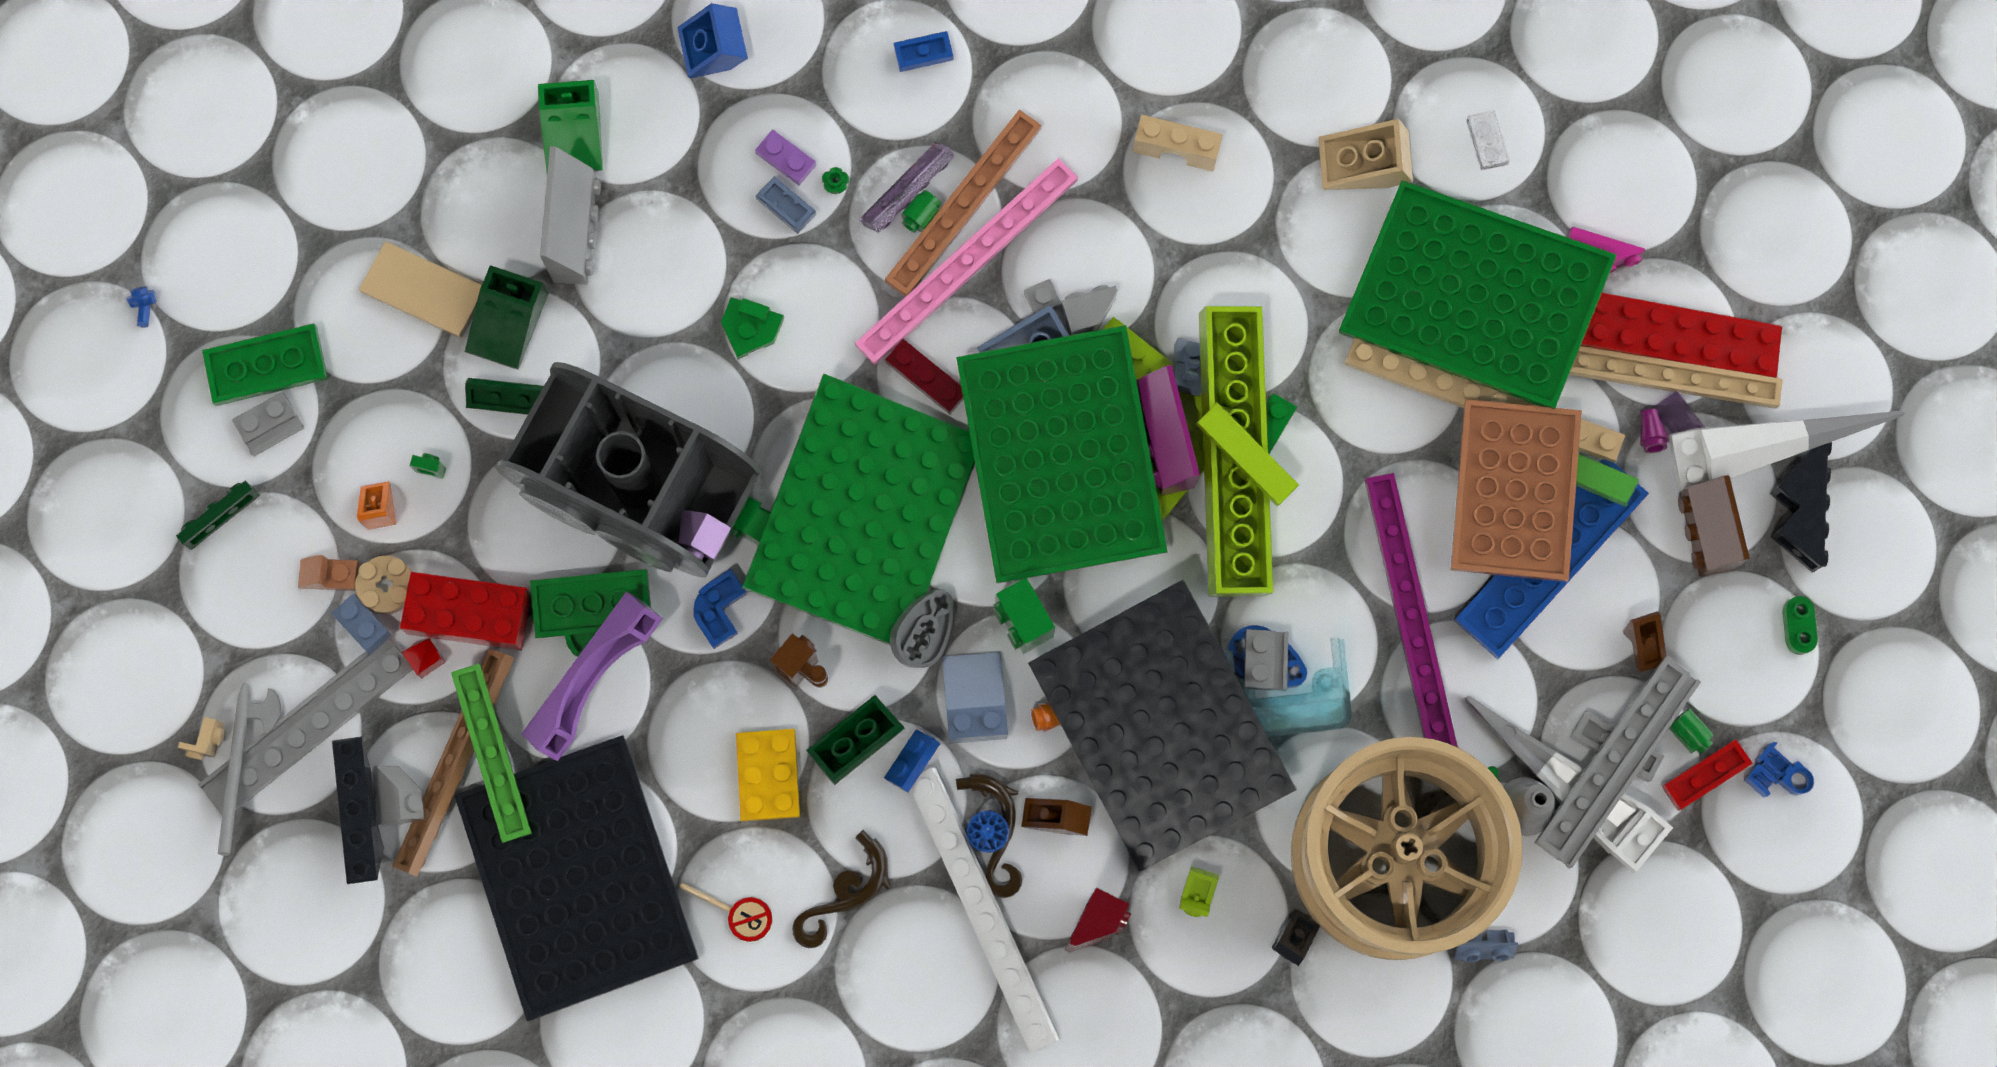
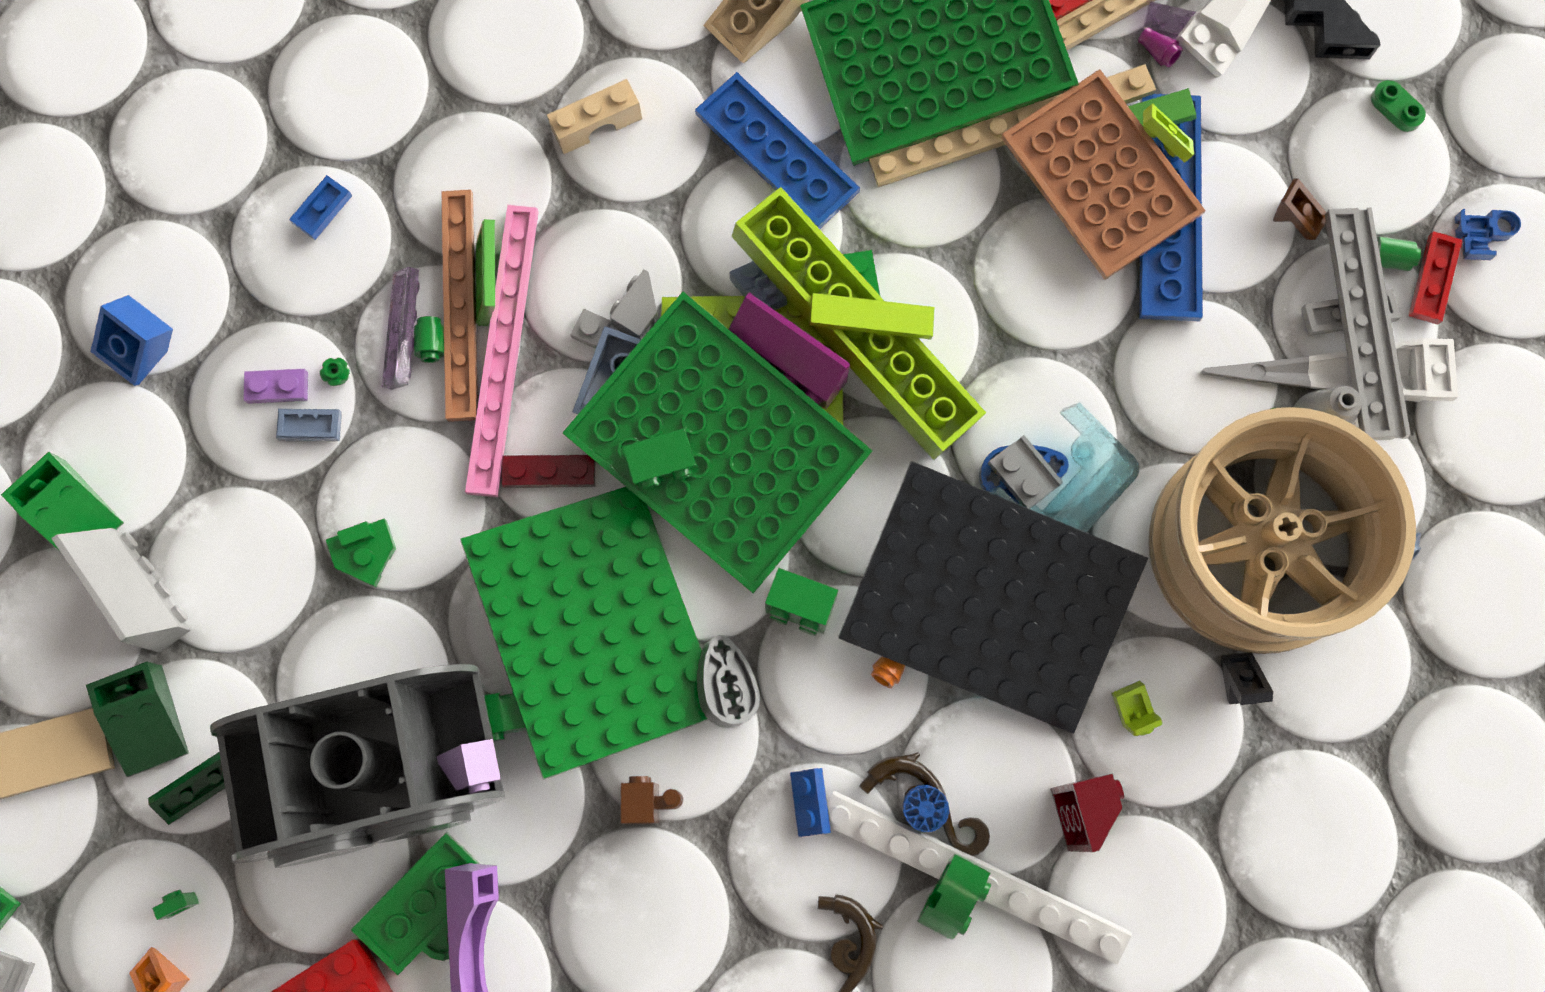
camera: 35 degrees left, 0 degrees up
(710, 605) = (526, 813): blue plate -> none
(767, 775) = (698, 919): yellow plate -> none
(855, 740) = (750, 828): dark green slope -> none
(955, 907) = (955, 897): none -> green brick
(974, 697) = (816, 703): sand blue slope -> none
(999, 196) = (485, 272): none -> bright green tile
(1008, 431) = (660, 458): none -> green brick
(1056, 816) = (968, 746): reddish brown slope -> none
(1291, 276) = (777, 149): none -> blue plate
(1410, 609) = (1103, 341): magenta plate -> none
(1591, 500) = (1173, 138): none -> lime plate
(1713, 526) = (1274, 79): slope -> none

